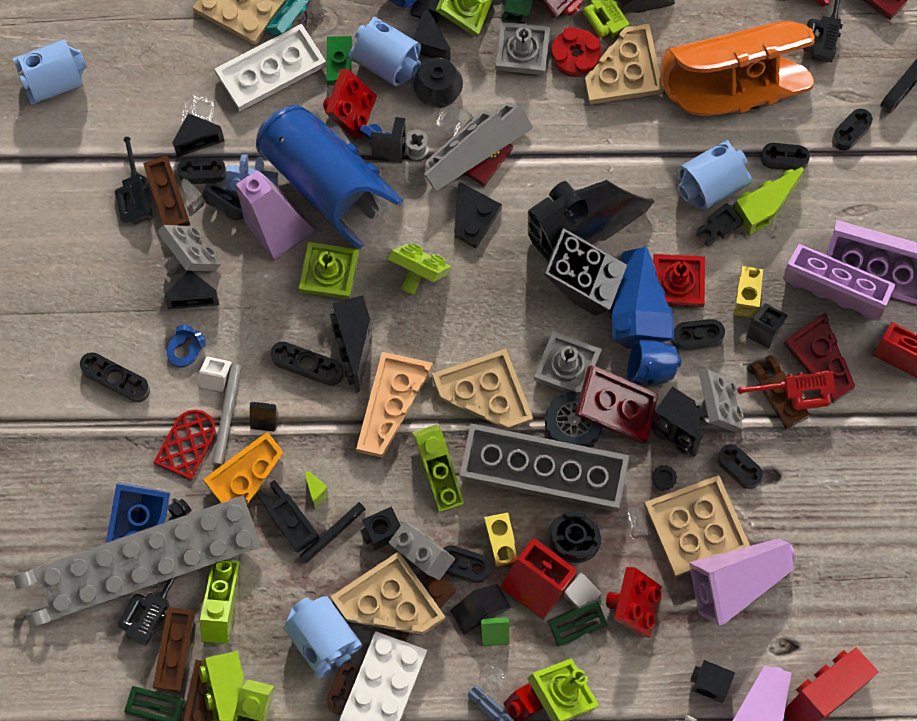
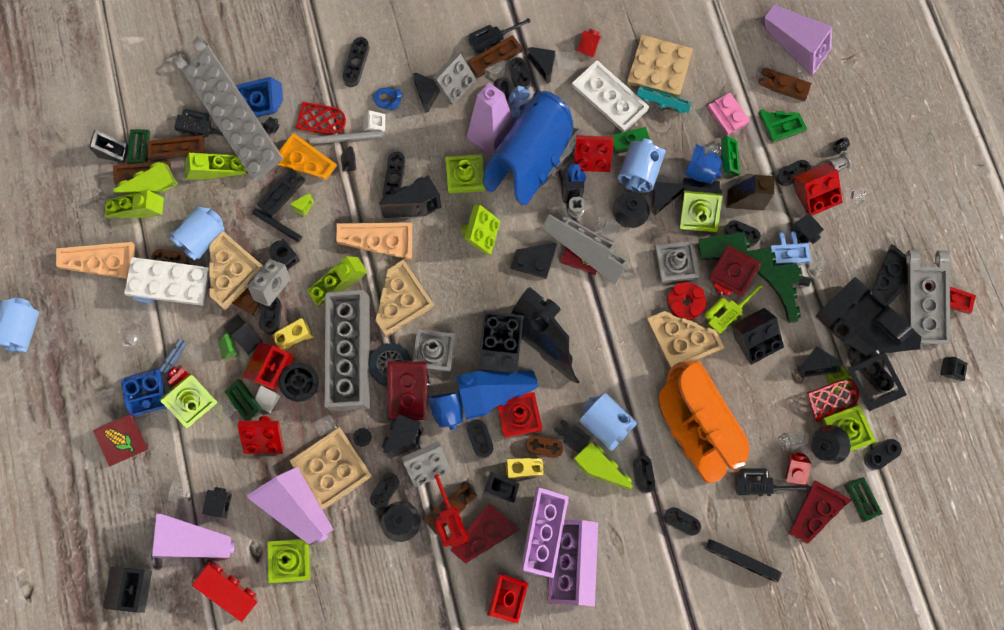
camera: 75 degrees right, 5 degrees up
(184, 72) = (589, 42): none -> red bracket
(720, 259) = (545, 442): none -> reddish brown beam
(784, 454) = (400, 521): none -> black cone
(807, 603) = (288, 561): none -> lime plate

